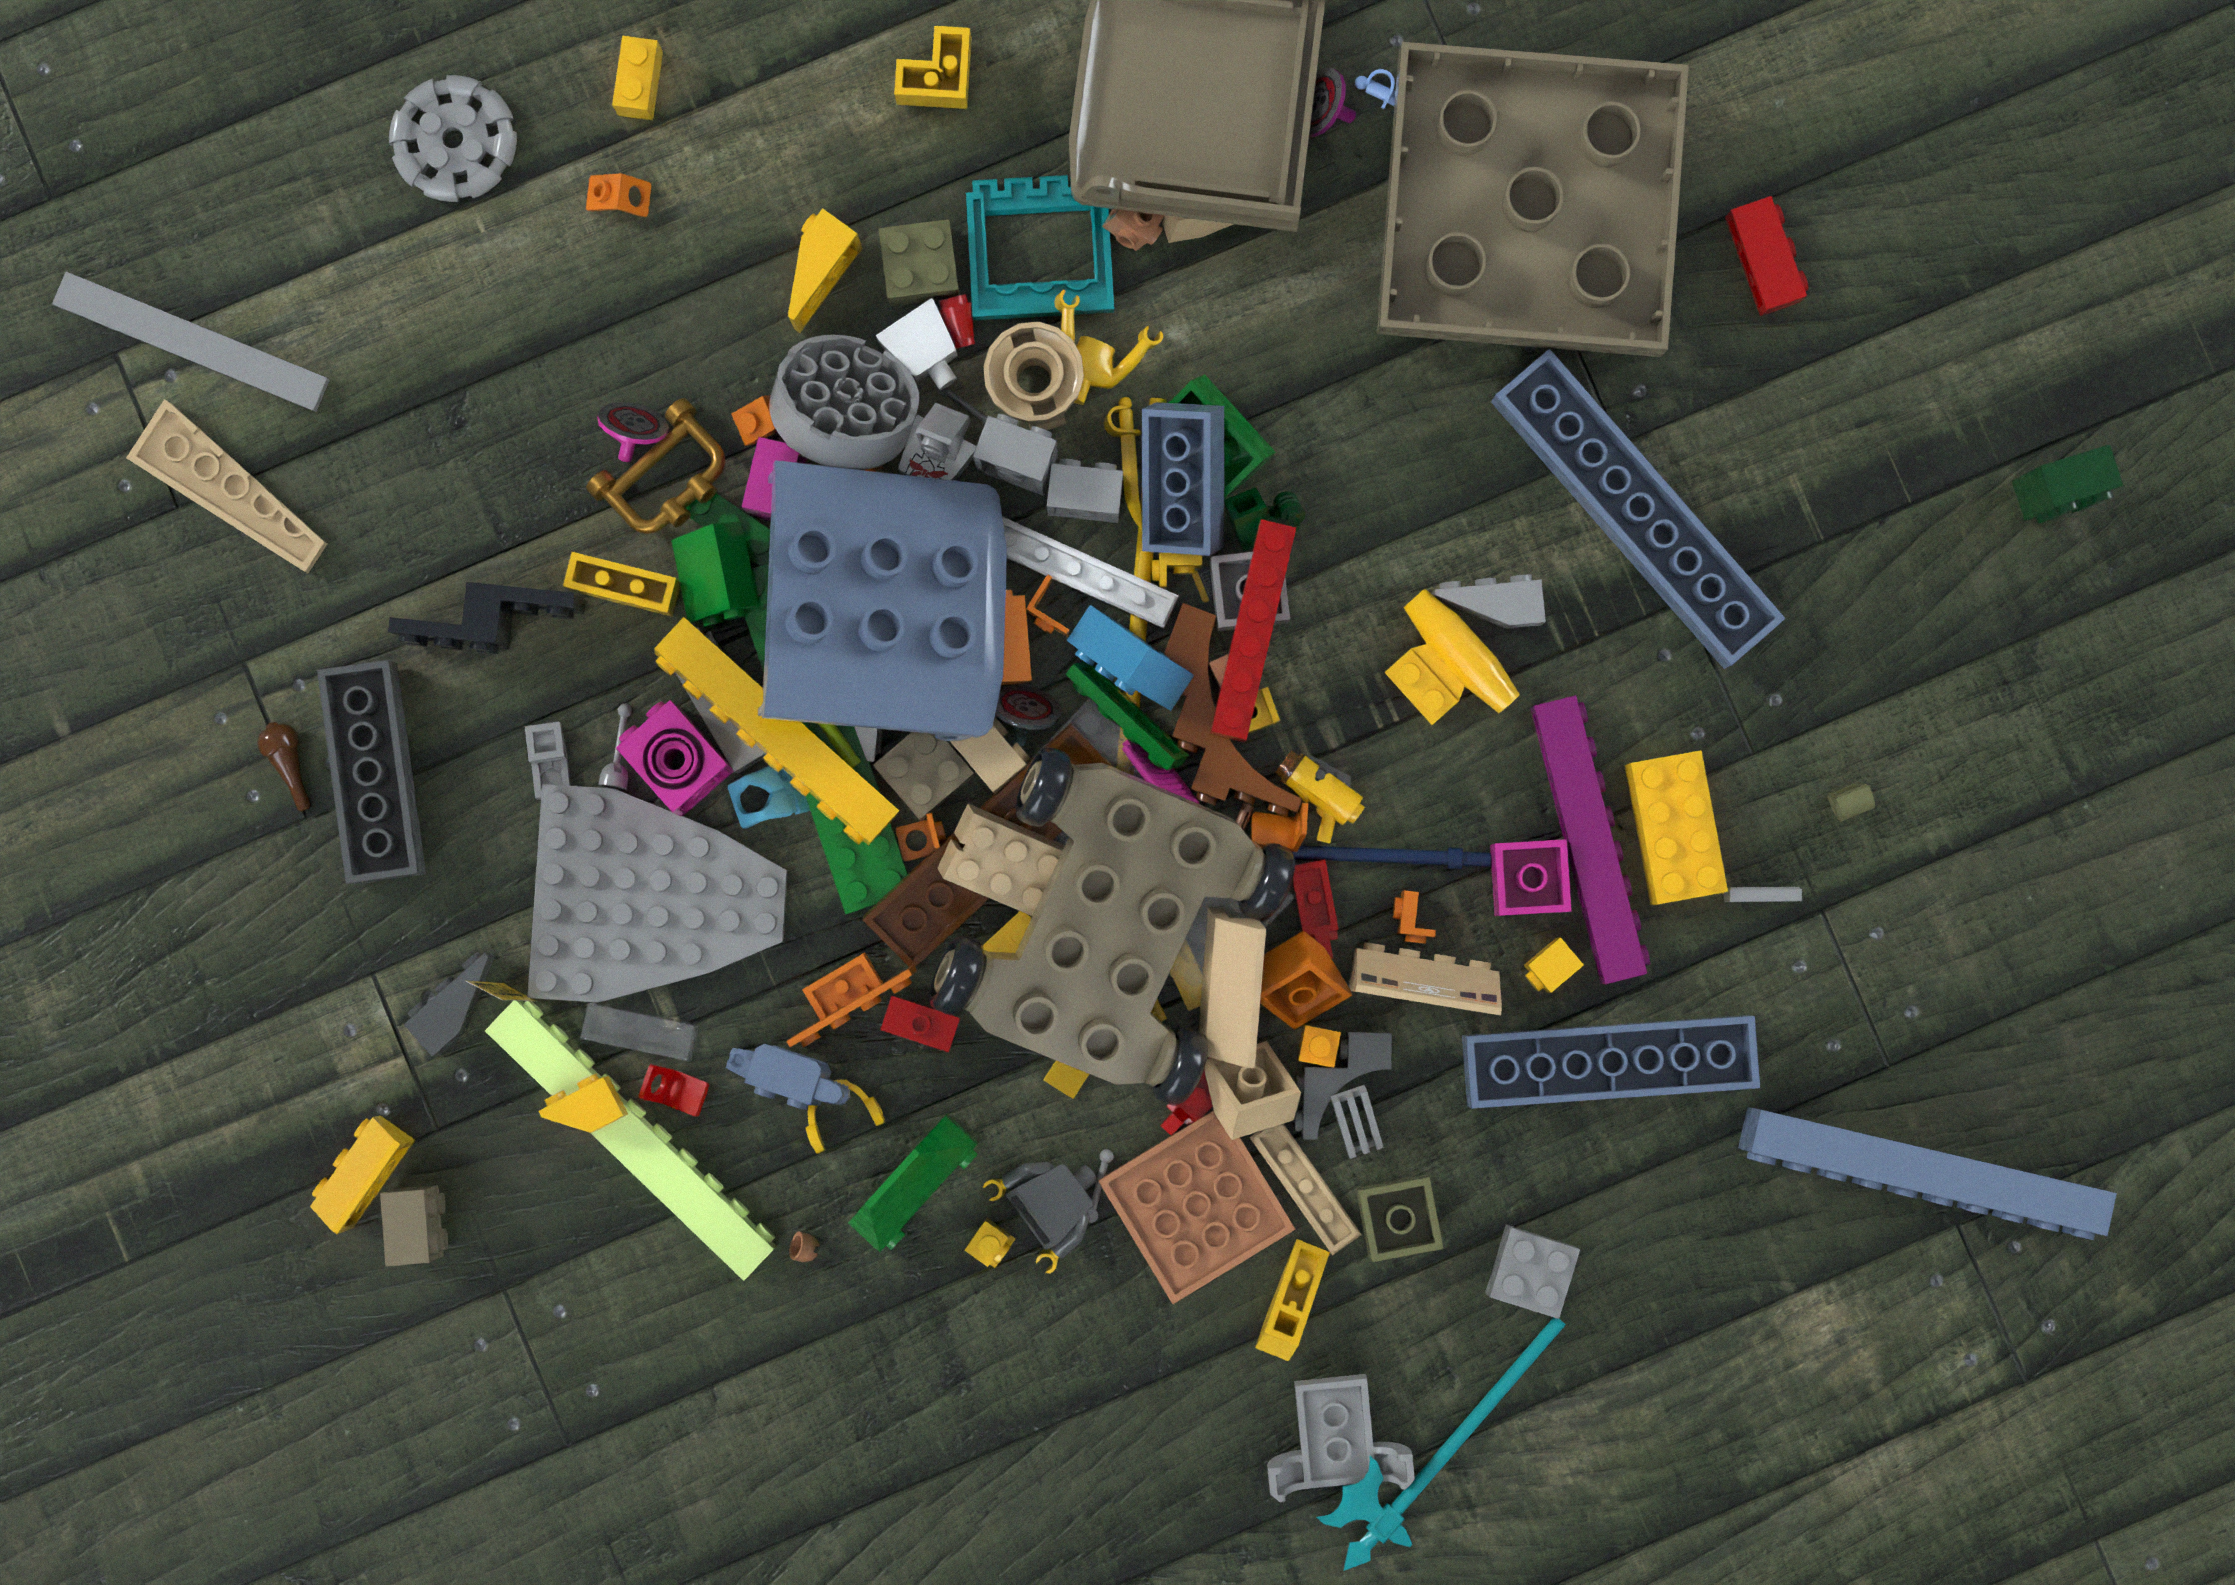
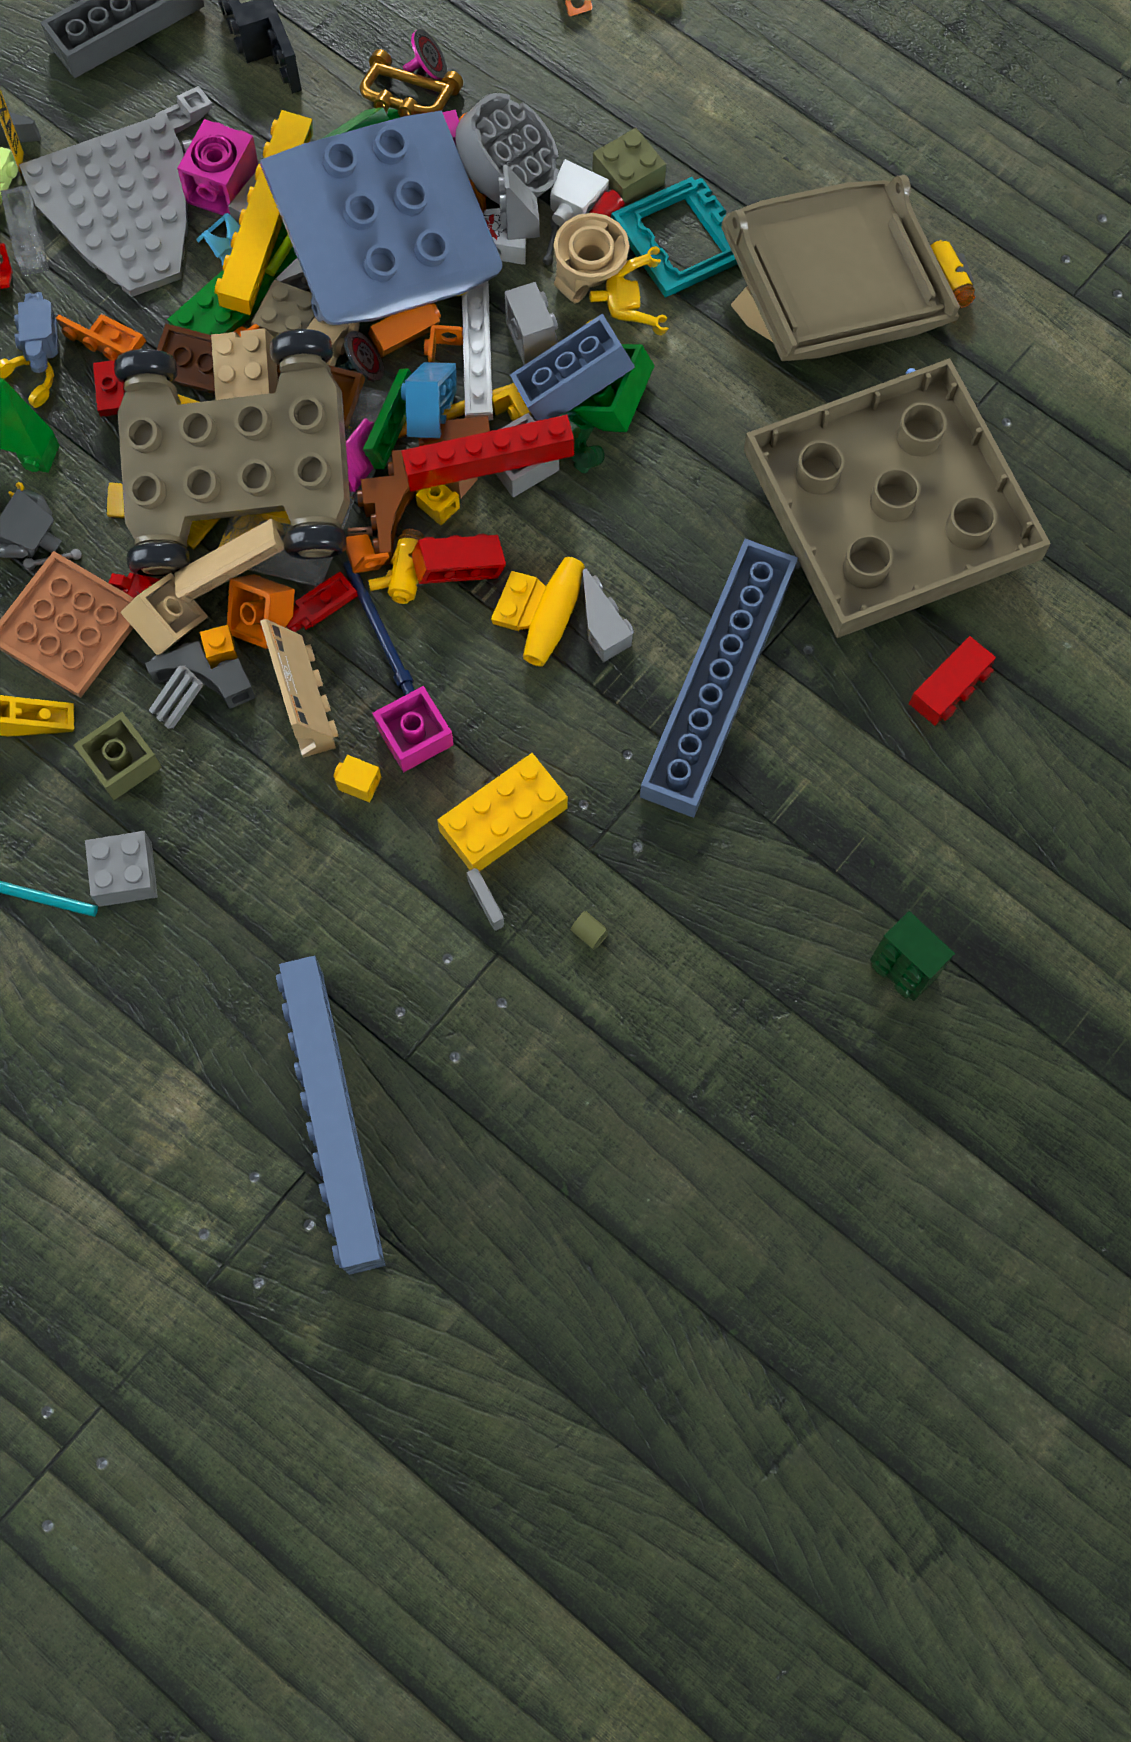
camera: 65 degrees right, 15 degrees down
(622, 584) = (319, 93): yellow brick -> none
(823, 258) = (588, 108): yellow slope -> none
(939, 81) = (760, 126): yellow brick -> none
(1016, 453) = (532, 255): light grey brick -> none
(1134, 228) = (728, 277): nougat brick -> none
(1306, 1187) = (116, 687): tan tile -> none
(1329, 101) = (883, 360): shield -> none
(1348, 726) = (458, 558): none -> red brick
(1405, 911) = (344, 664): orange bracket -> none
(1590, 843) = (462, 760): magenta brick -> none
(1611, 1061) = (305, 848): sand blue brick -> none

